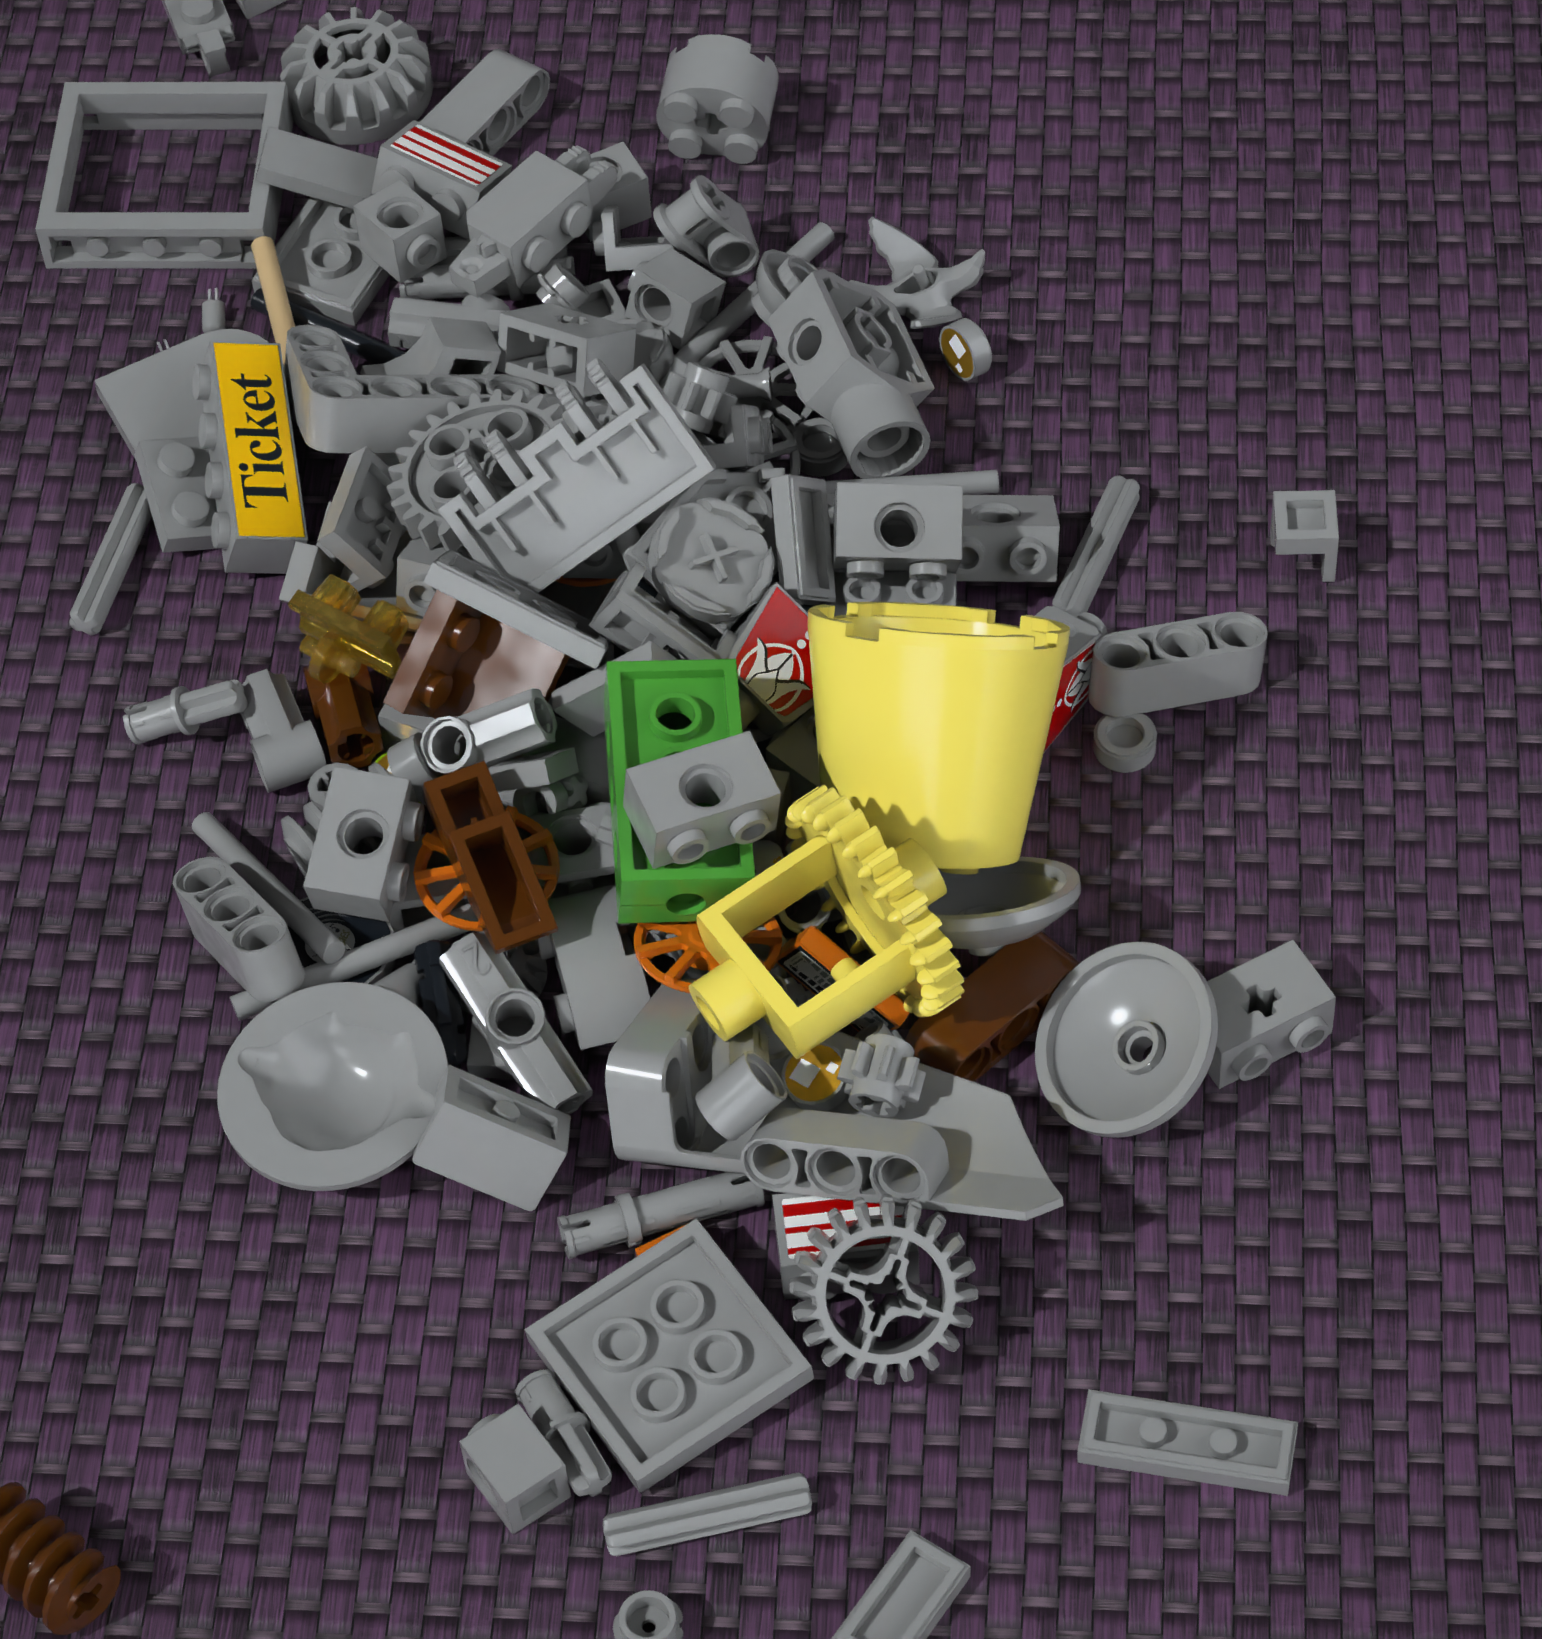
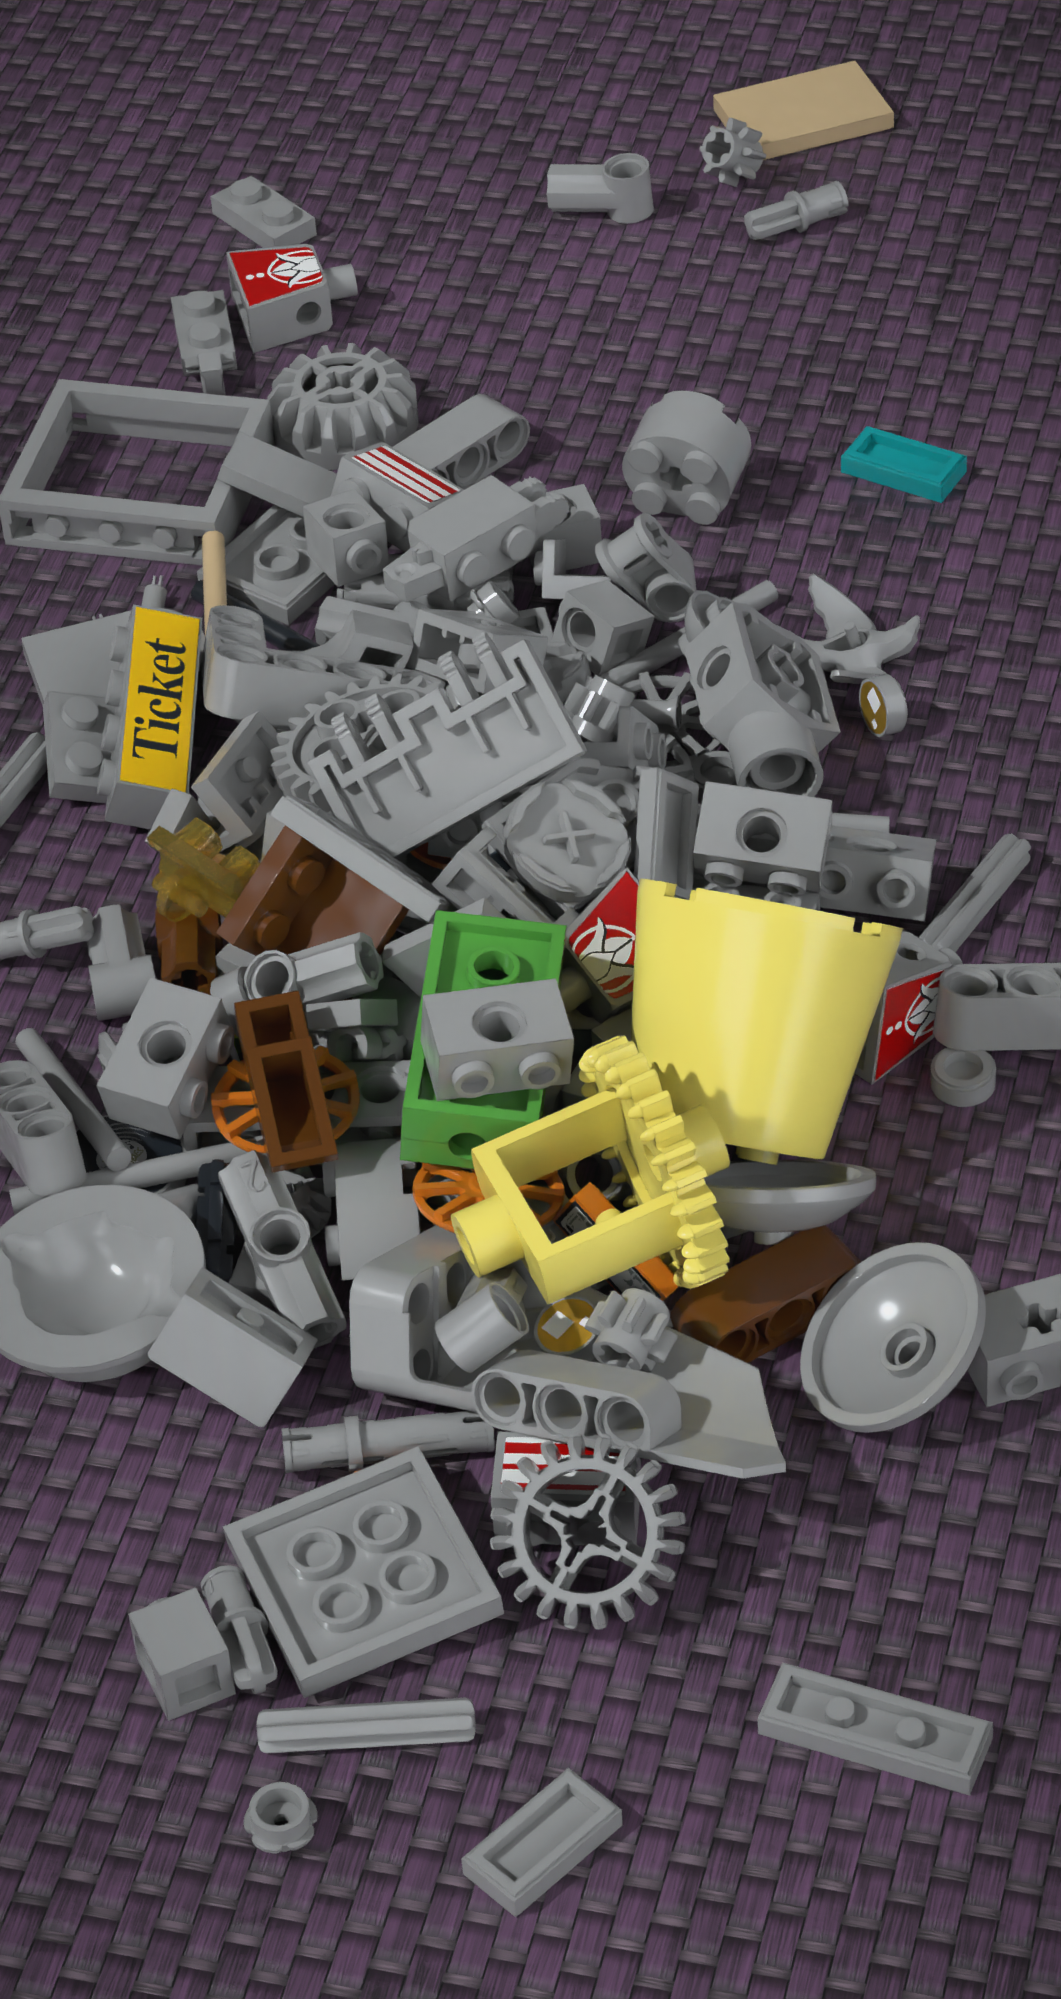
camera: 10 degrees right, 10 degrees down
(925, 74) = (904, 464): none -> teal tile

